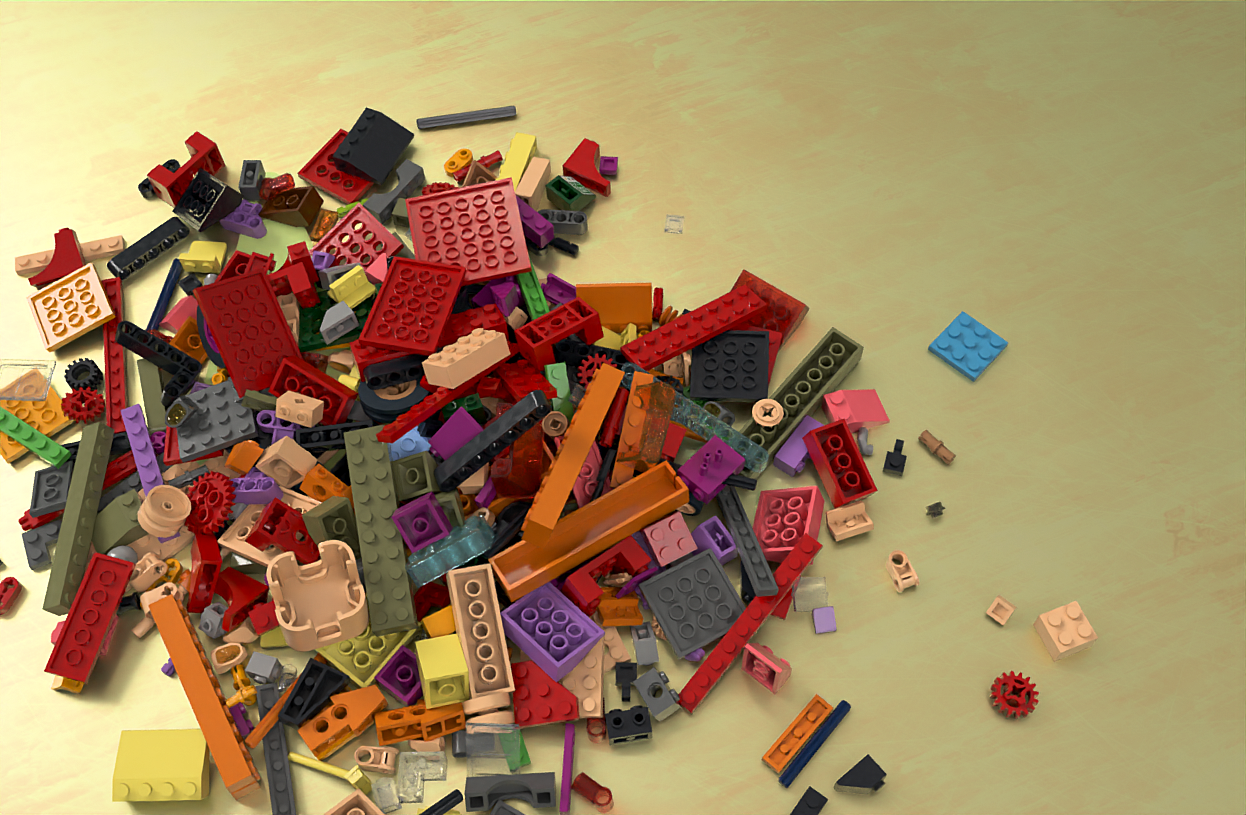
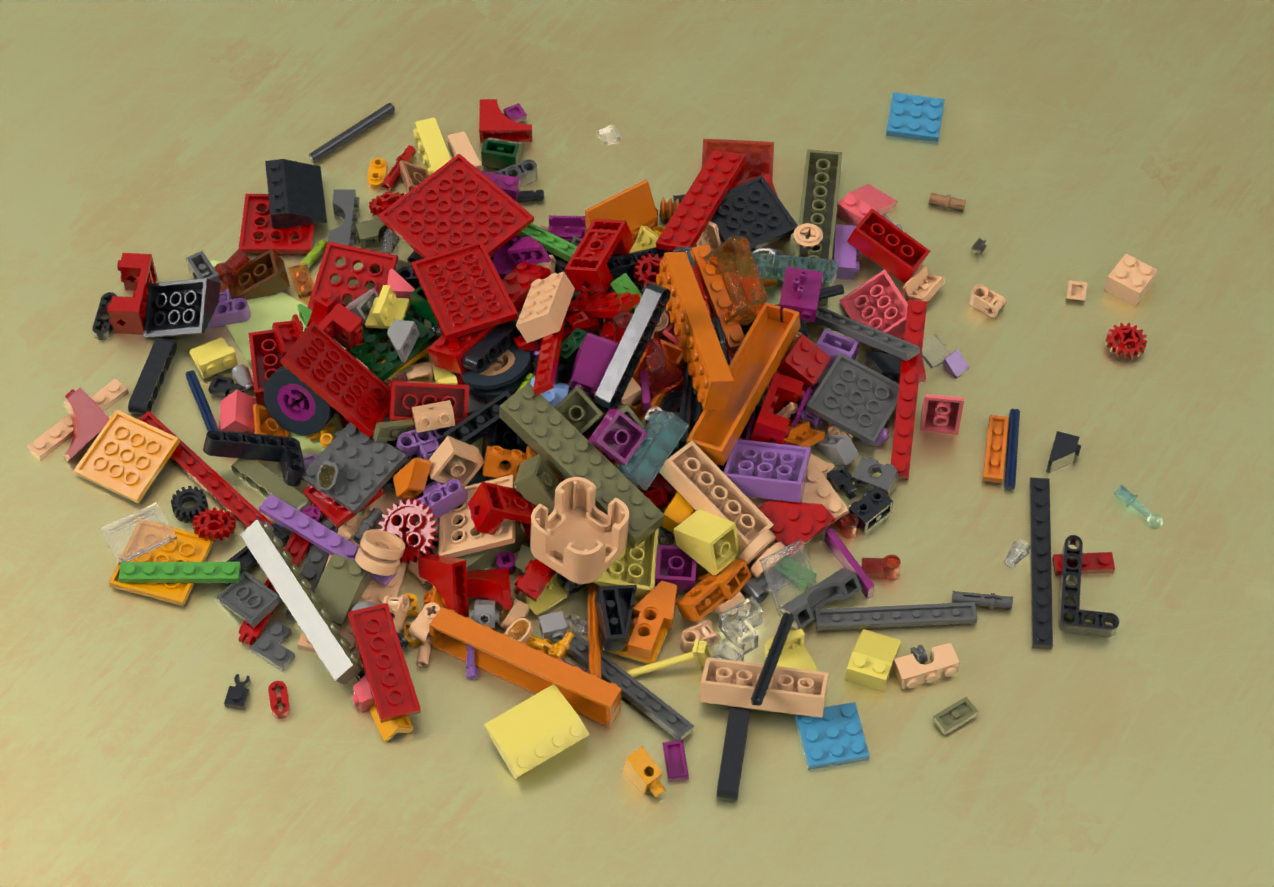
camera: 35 degrees left, 5 degrees down
(895, 460) = (923, 228): black plate -> none

